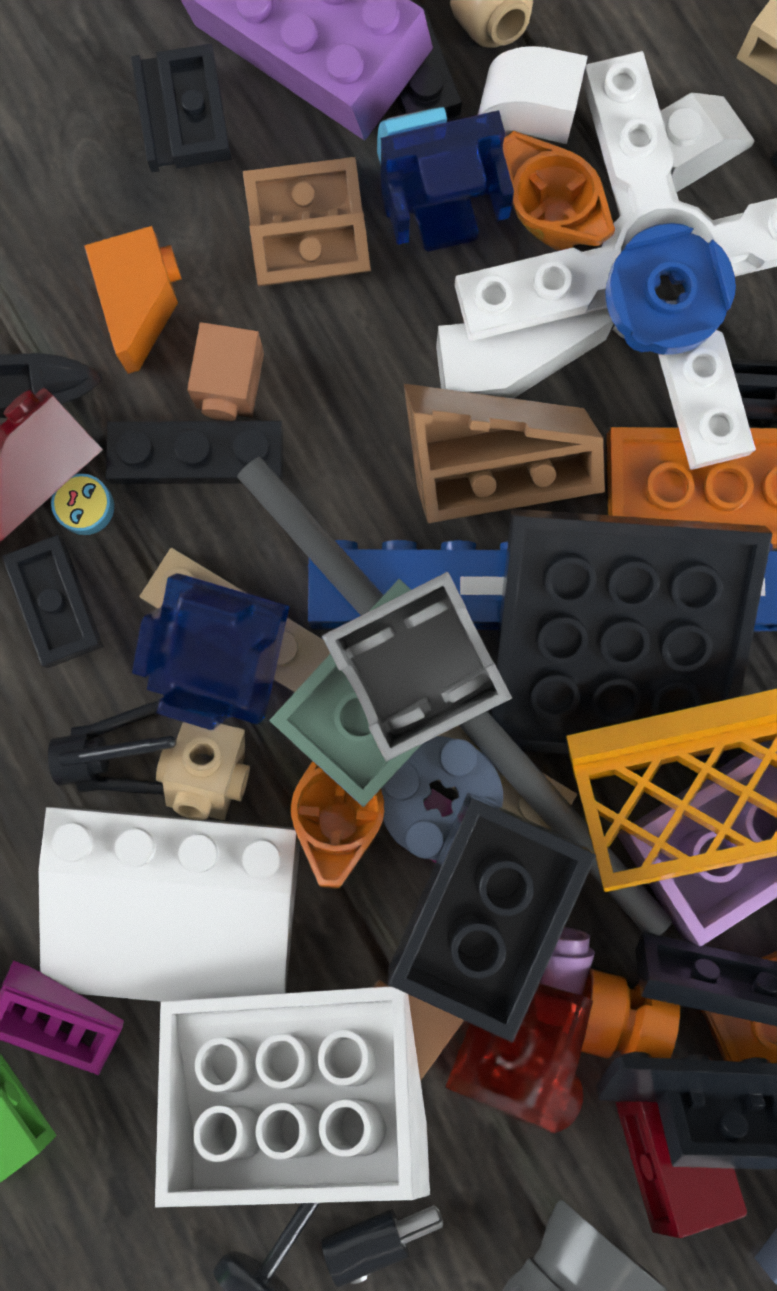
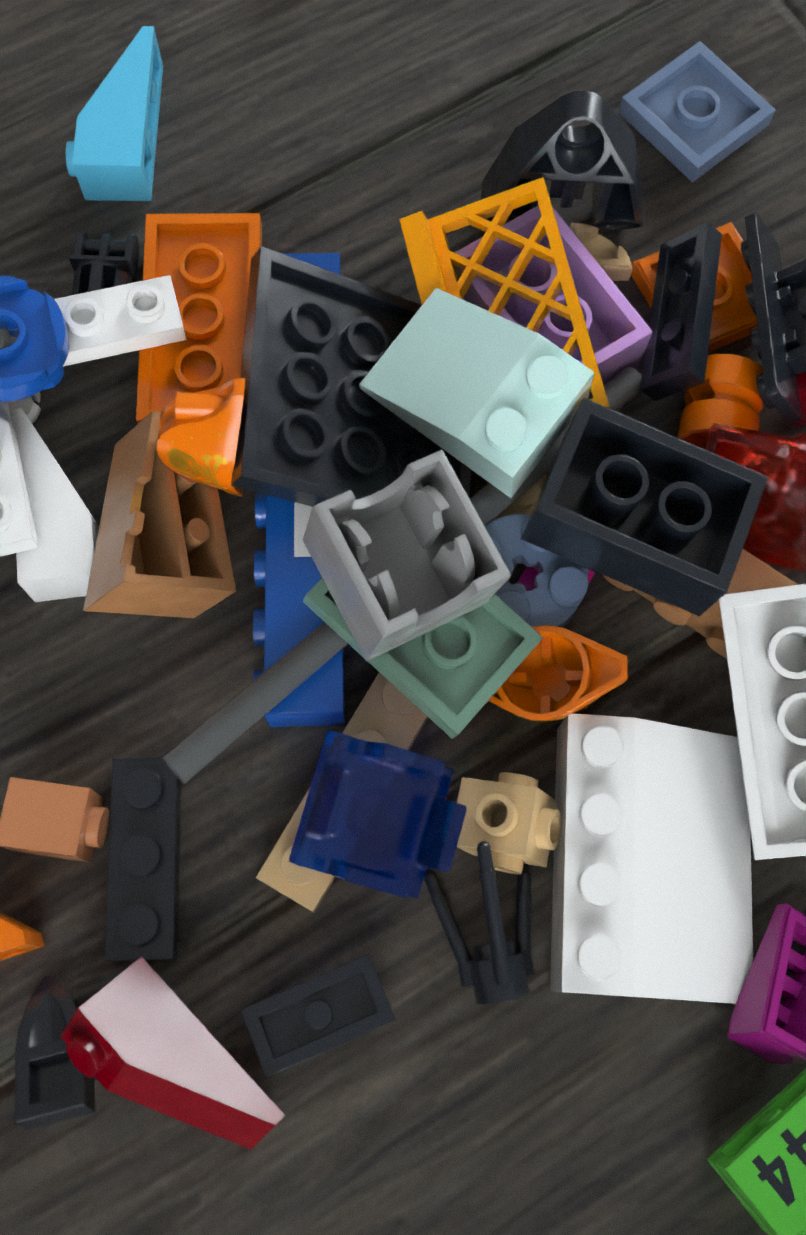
camera: 95 degrees left, 10 degrees down
(83, 505) = (204, 985): tile -> none
(568, 481) = (202, 434): none -> orange hat
(619, 749) = (480, 387): none -> light aqua slope

